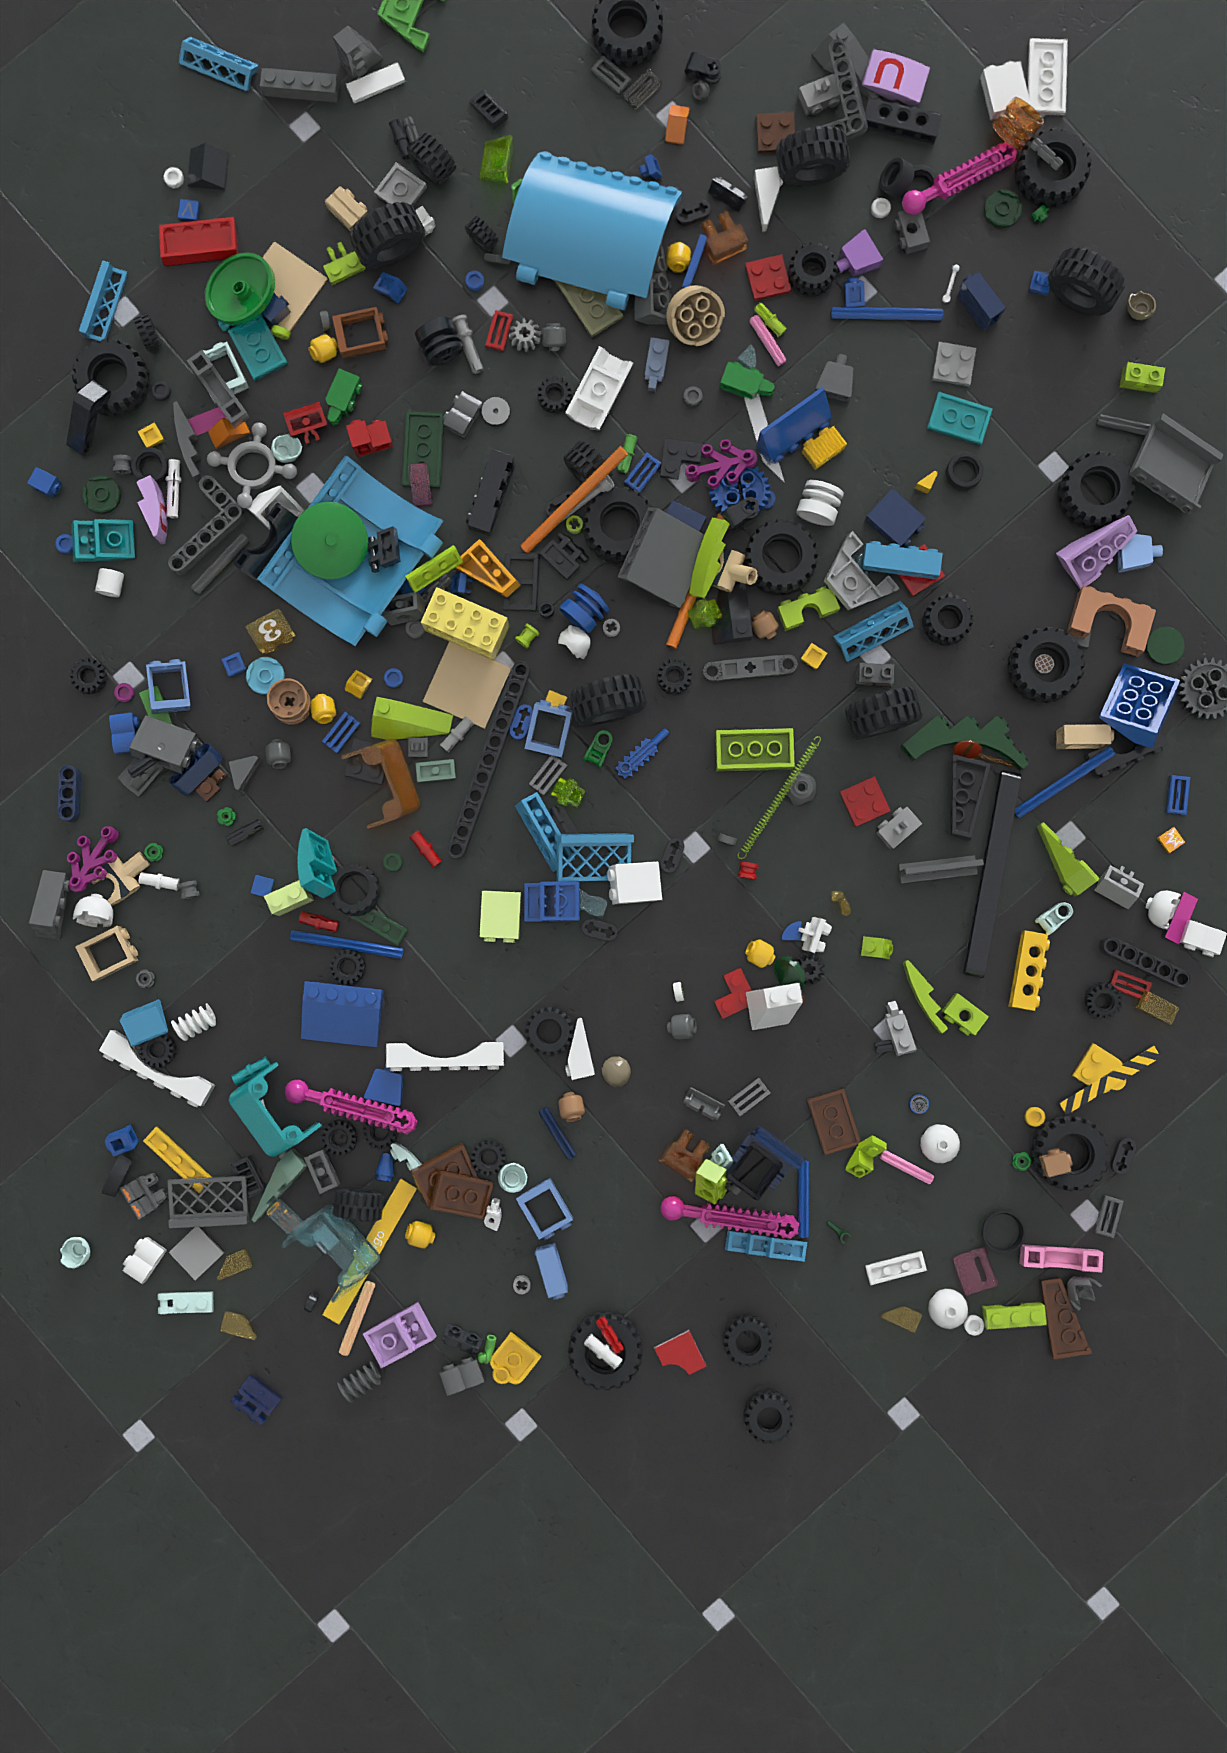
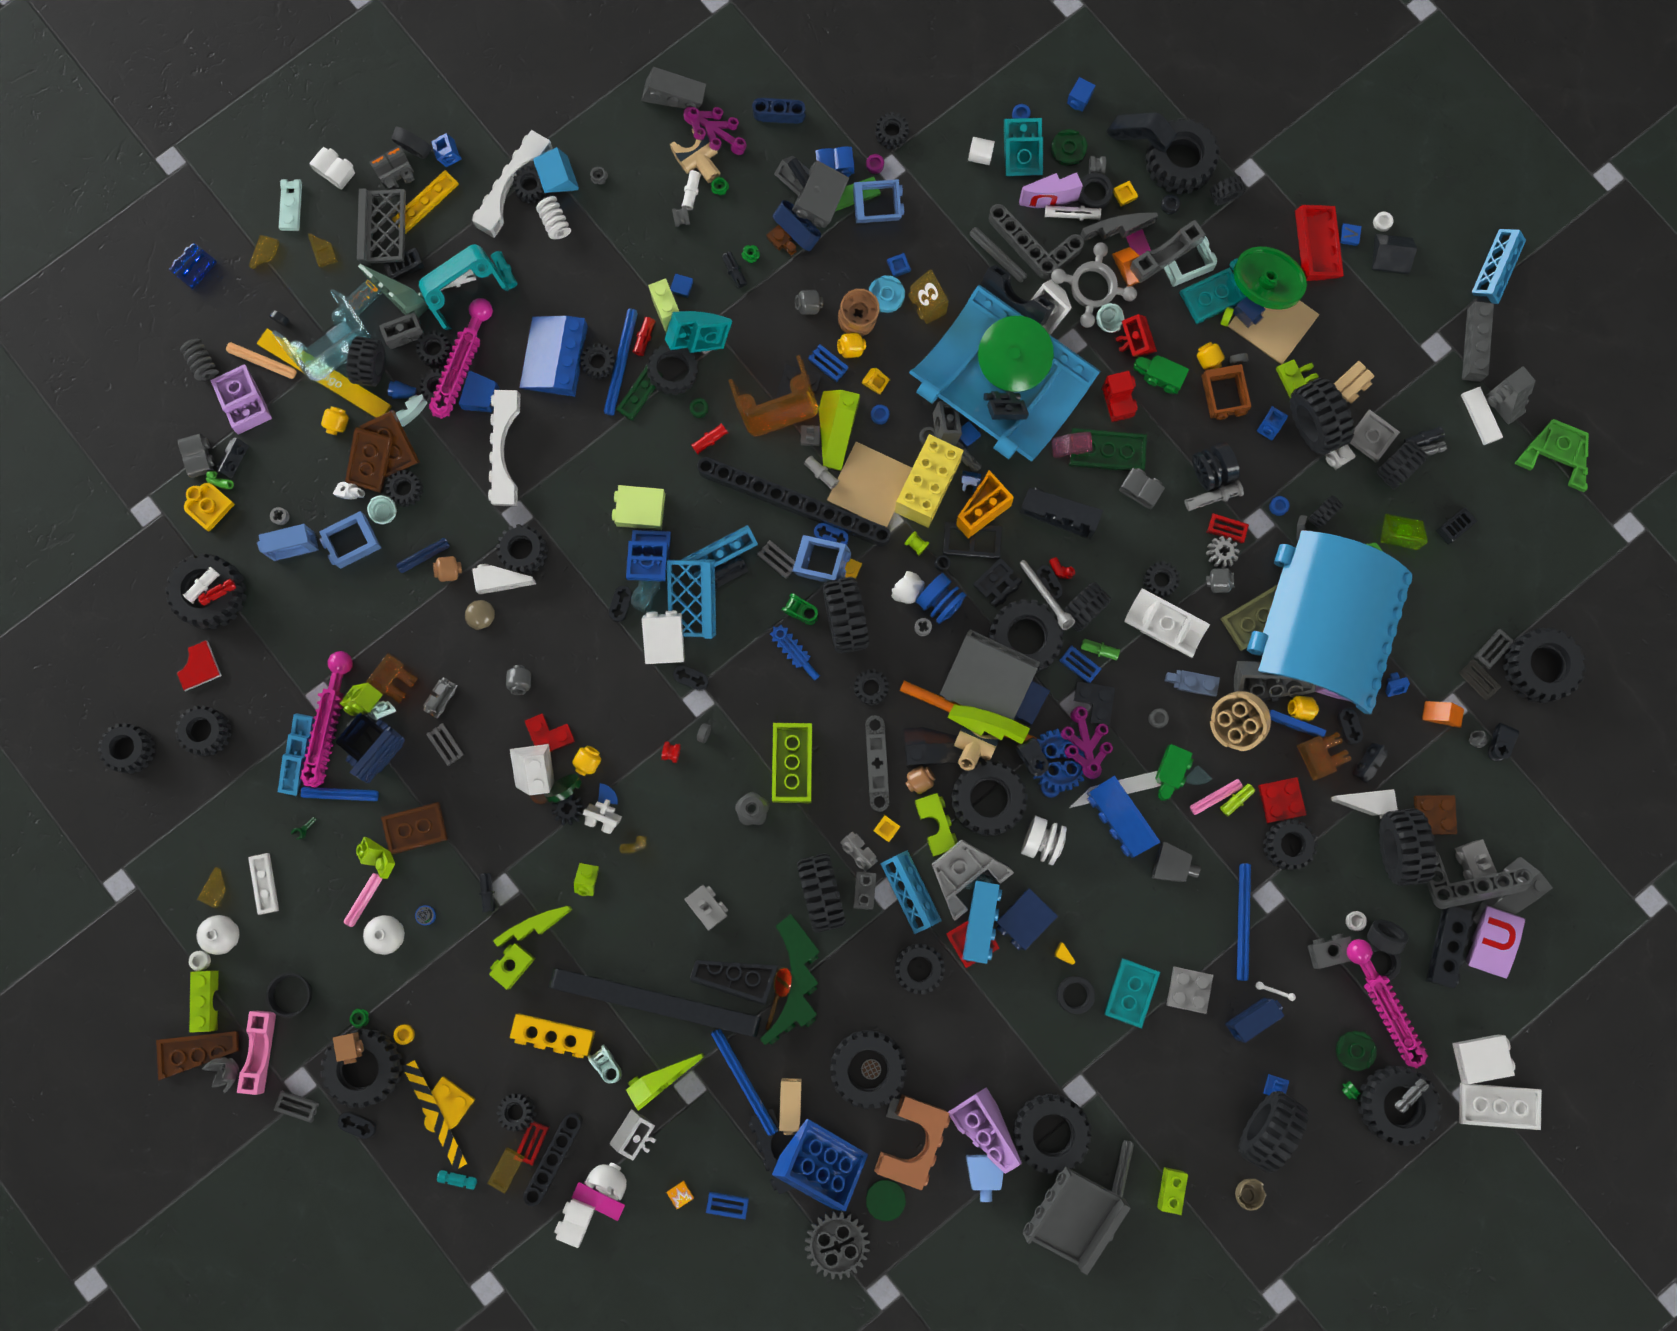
camera: 90 degrees right, 5 degrees down
(75, 1252) = (344, 106): light aqua hair -> none
(90, 963) = (616, 126): tan window -> none
(93, 911) = (665, 128): white cylinder -> none
(96, 300) = (1260, 146): dark azure fence -> none
(196, 1252) = (336, 216): light grey tile -> none
(243, 770) = (793, 269): dark grey slope -> none
(434, 569) = (983, 450): lime tile -> none
(435, 770) = (786, 451): sand green plate -> none
(495, 410) = (1146, 521): light grey piece -> none
(549, 493) = (1060, 571): none -> red arm
(568, 792) = (757, 576): clear neon green brick -> none
(573, 500) = (1072, 612): orange piece -> none
(579, 522) = (1025, 590): lime bush -> none
(678, 992) = (553, 678): white tile -> none
(708, 612) = (933, 719): clear neon green brick -> none
(777, 799) = (741, 782): lime piece -> none
(823, 447) = (1103, 849): yellow brick -> none
(844, 677) = (863, 858): none -> light grey hinge
(854, 292) = (1266, 888): blue bracket -> none
(859, 255) = (1304, 894): medium lavender torso -> none
(864, 801) = (735, 874): red plate -> none
(899, 1030) = (499, 897): light grey hinge -> none
(938, 869) = (662, 946): dark grey fence -> none
(969, 1273) = (251, 958): clear pink plate -> none
(1017, 123) = (1446, 1068): clear orange wheel -> none
(1169, 1055) = (456, 1179): none -> teal axle

